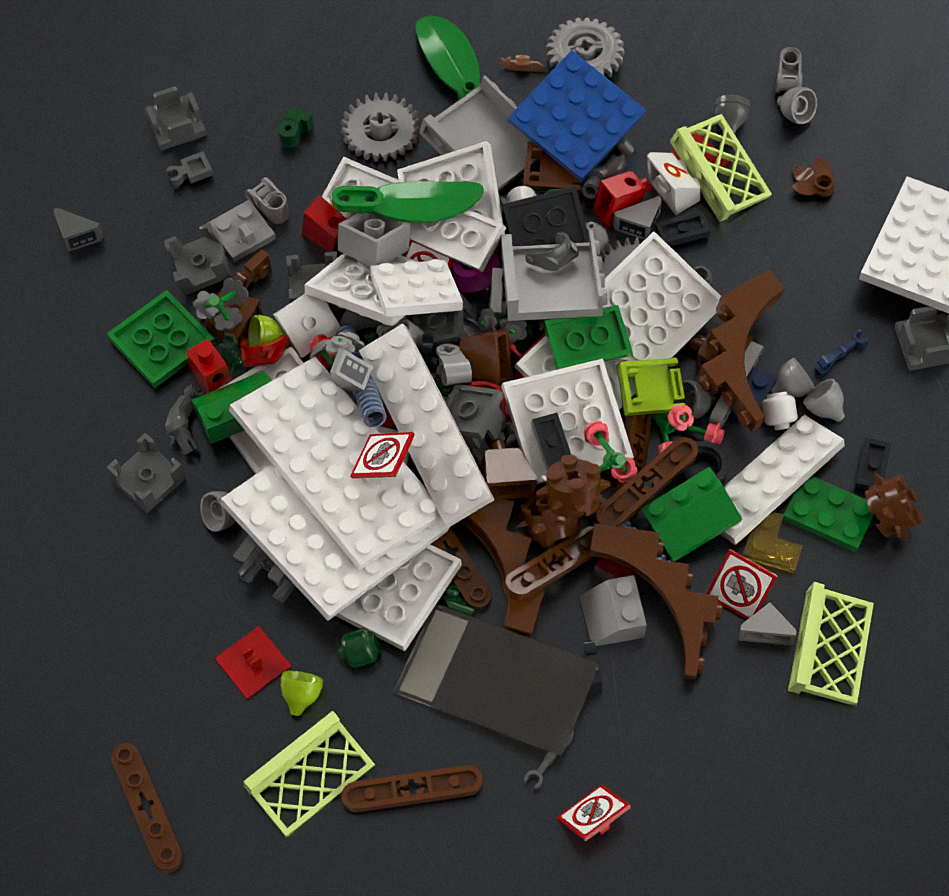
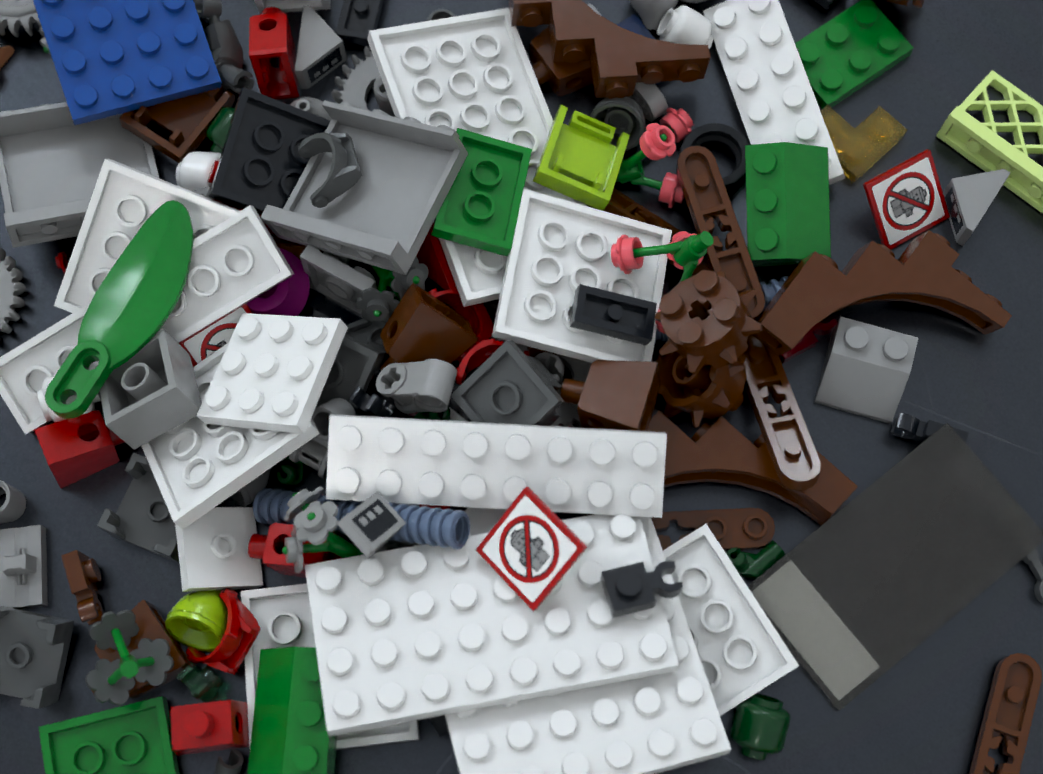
camera: 60 degrees left, 10 degrees up
(392, 521) = (633, 589): none -> black plate

